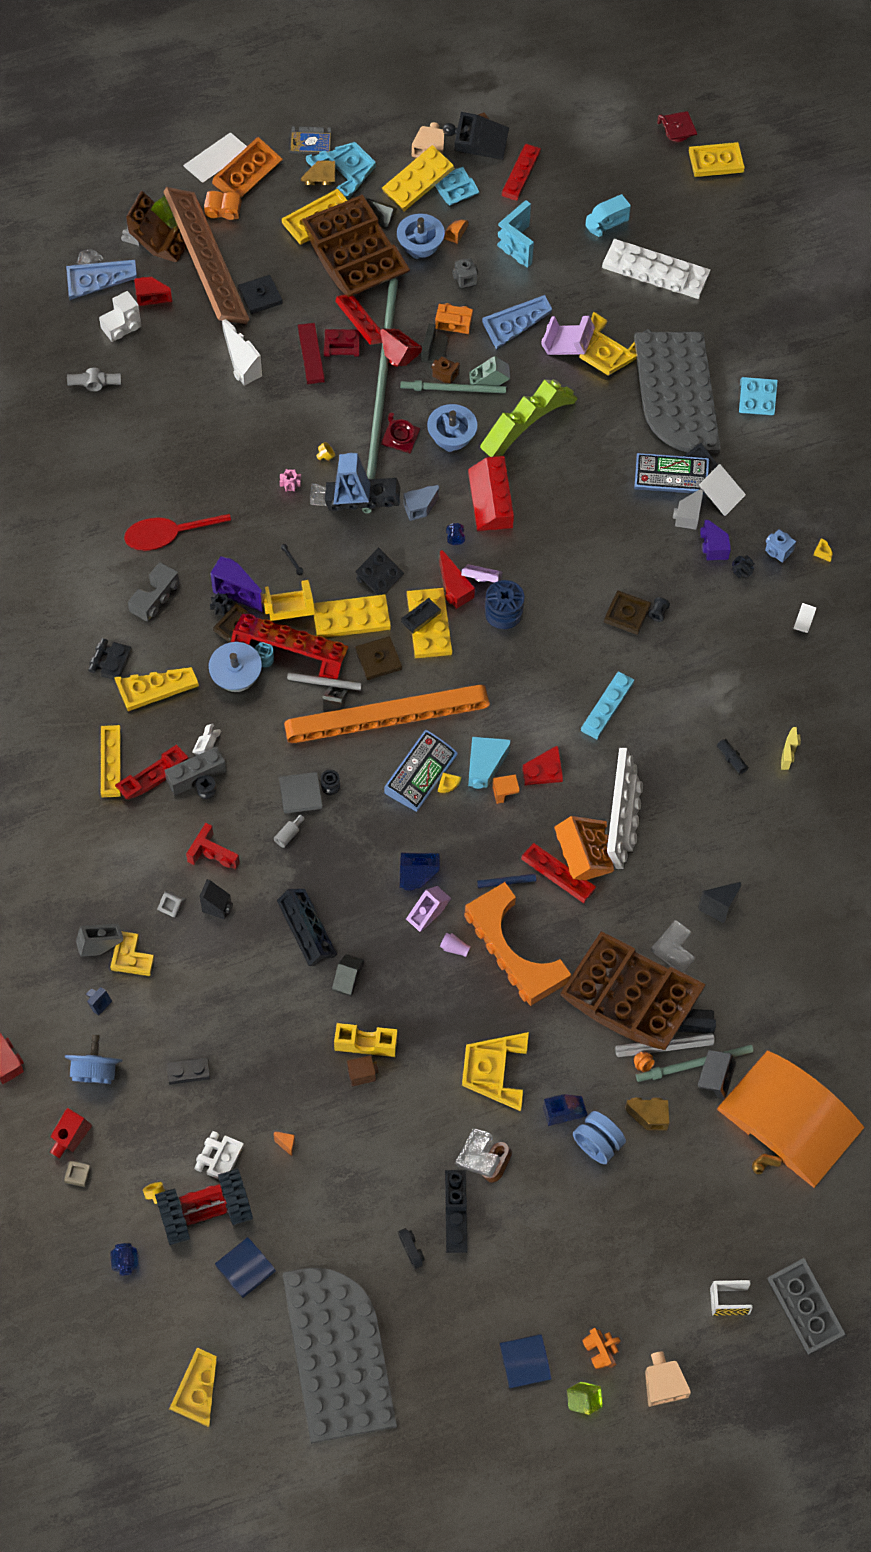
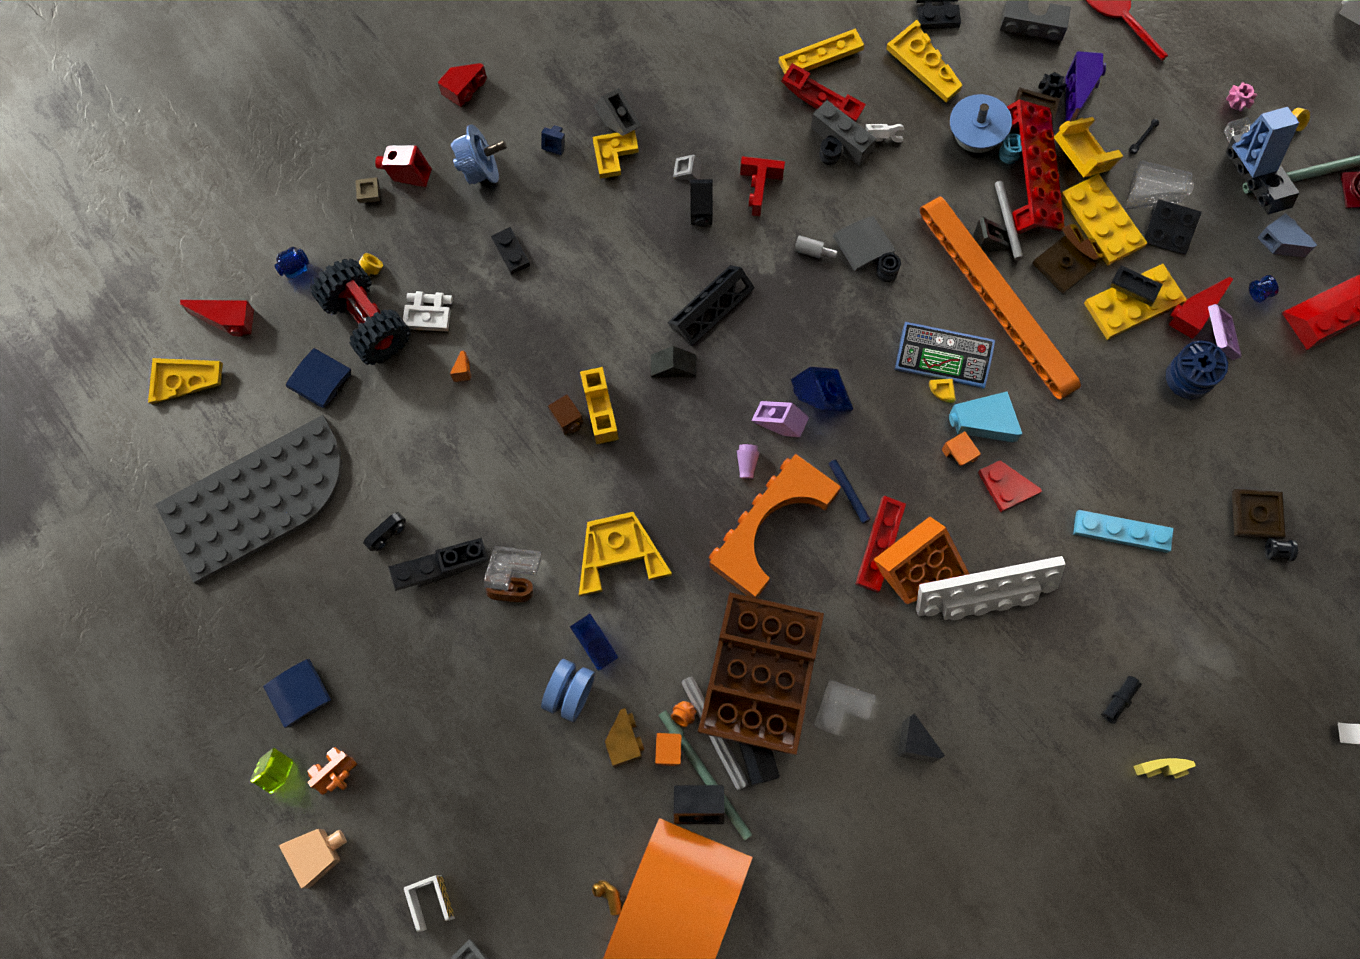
camera: 75 degrees right, 10 degrees up
(151, 1334) = (227, 315): none -> red slope
(340, 568) = (1157, 182): none -> clear slope
(373, 635) = (1088, 246): none -> reddish brown slope
(668, 1081) = (668, 749): none -> orange panel

